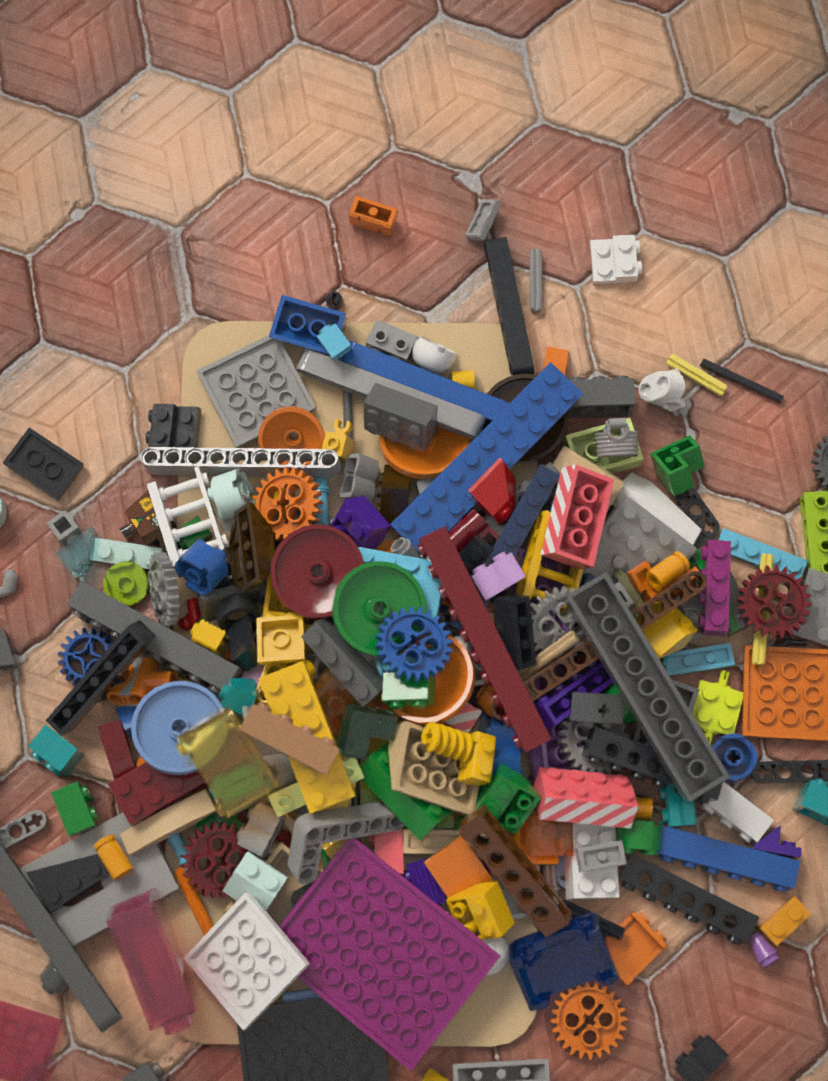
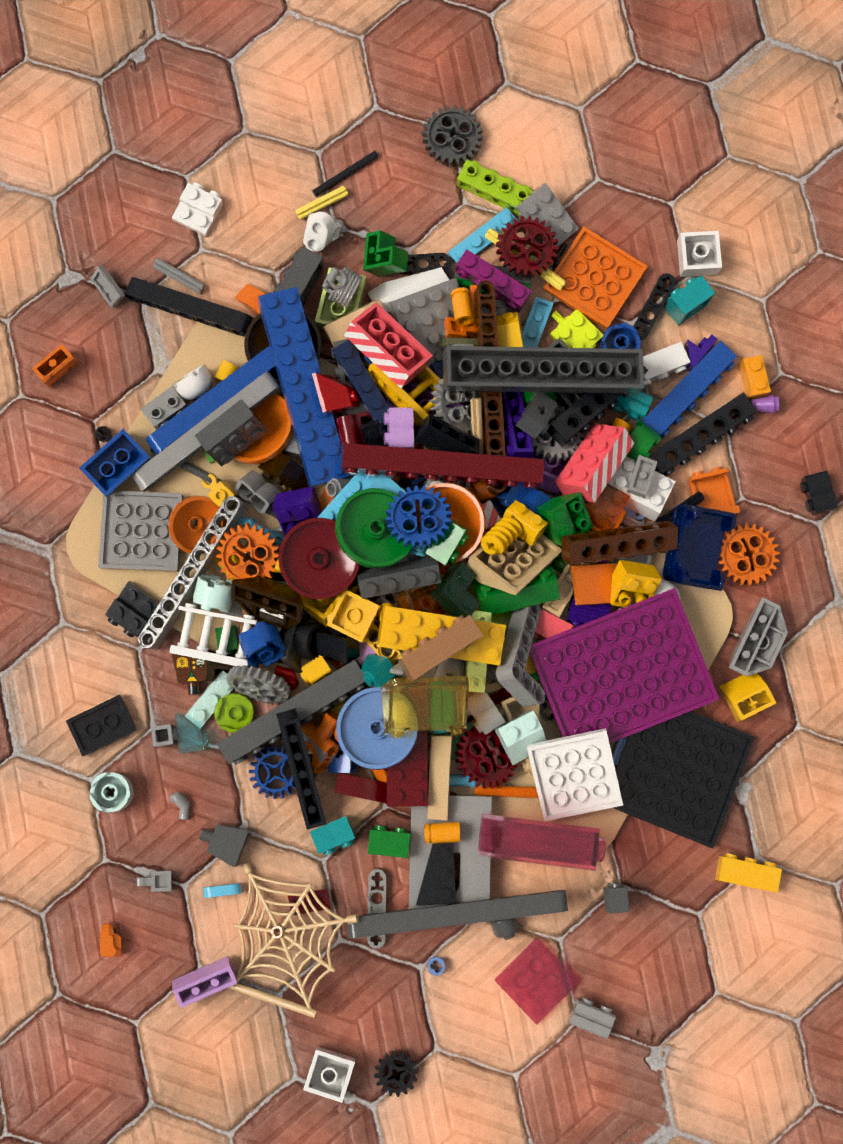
camera: 65 degrees left, 5 degrees up
(334, 341) = (141, 449): medium azure brick -> none

